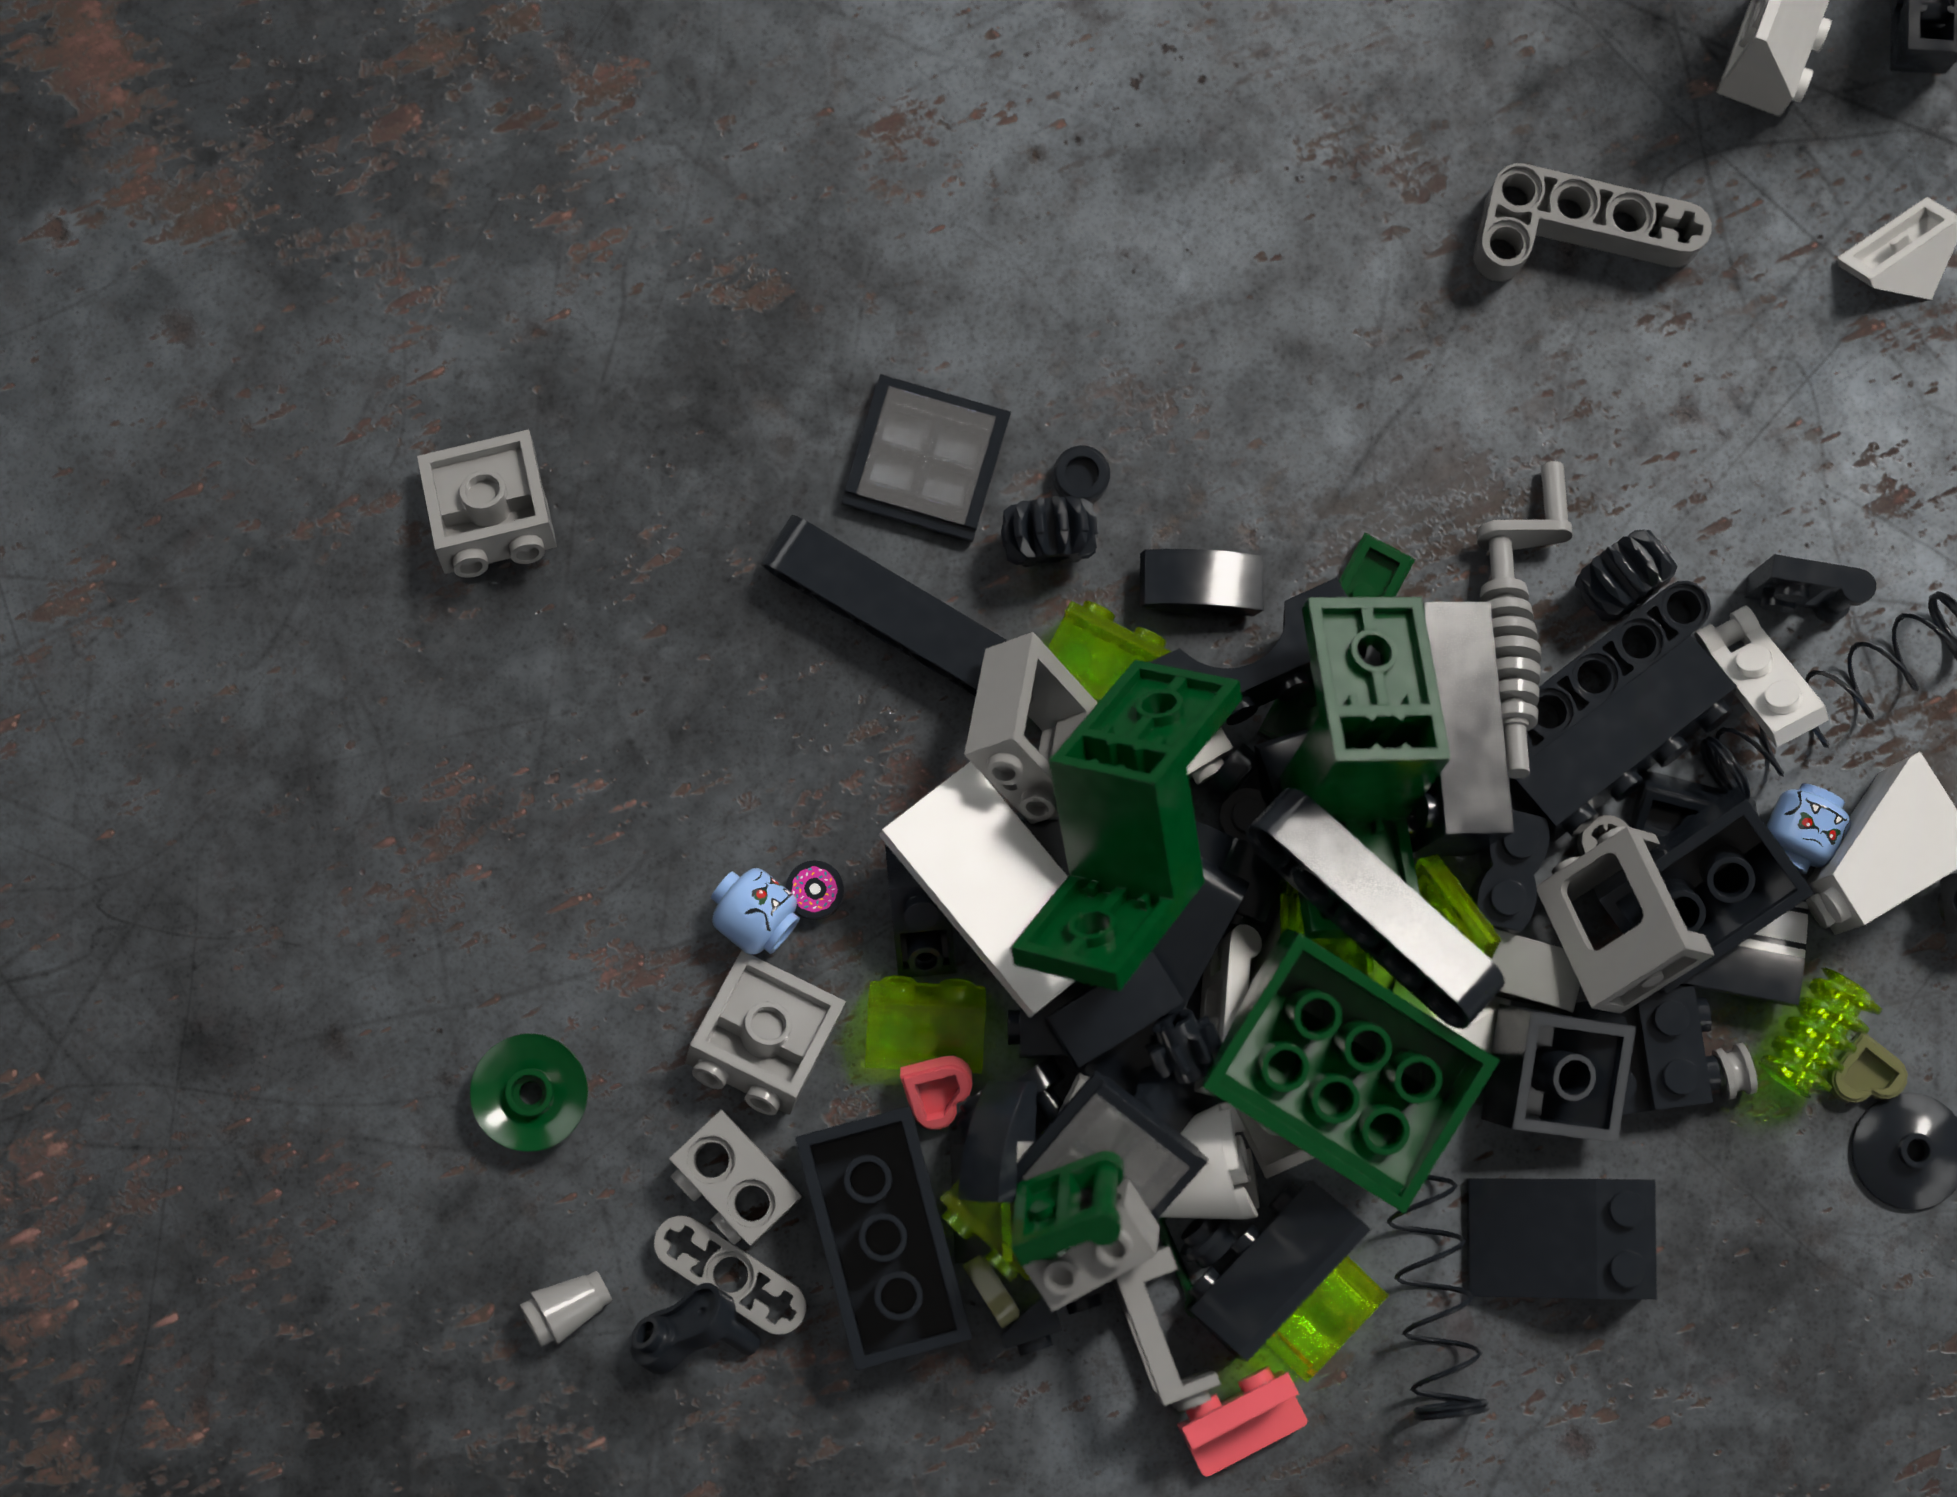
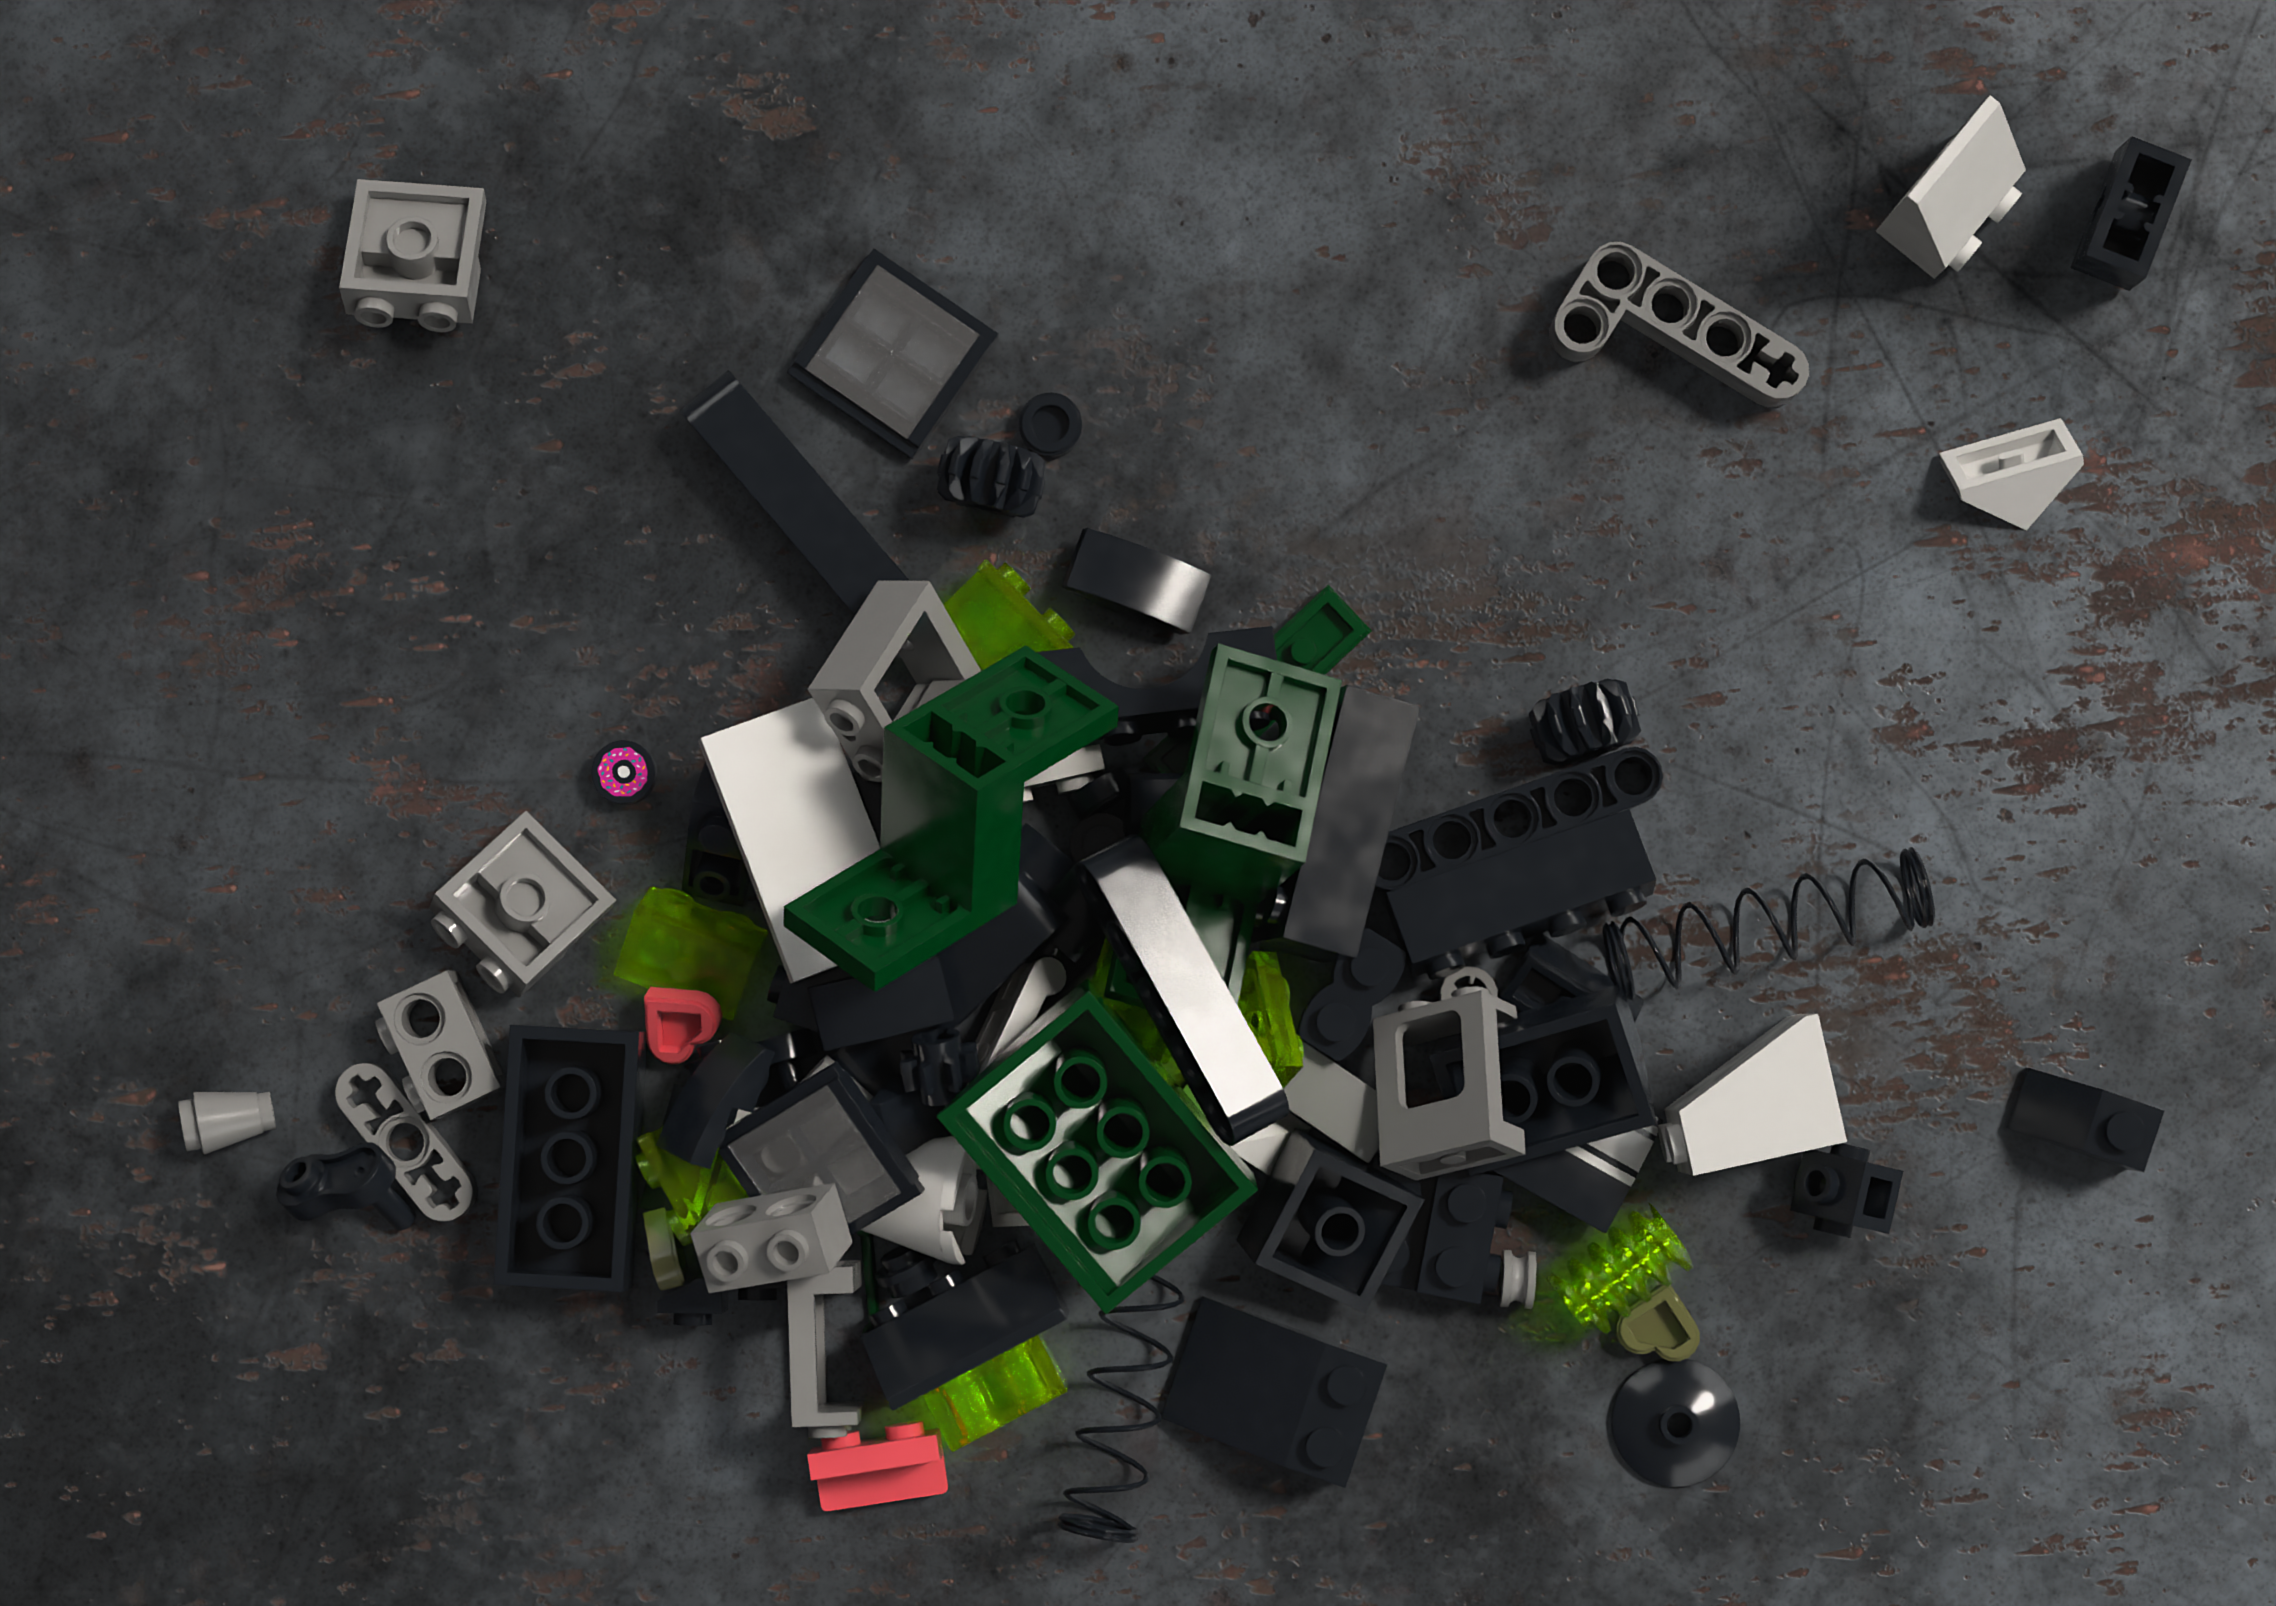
camera: 30 degrees right, 5 degrees up
(498, 1088) = (227, 878): dark green dish -> none
(754, 911) = (551, 775): light blue head -> none
(1049, 1211) = (739, 1183): dark green plate -> none
(1512, 615) = (1444, 726): light grey piece -> none
(1764, 677) = (1689, 878): white plate -> none
(1796, 582) = (1759, 791): black plate -> none
(1809, 825) = (1684, 1050): light blue head -> none

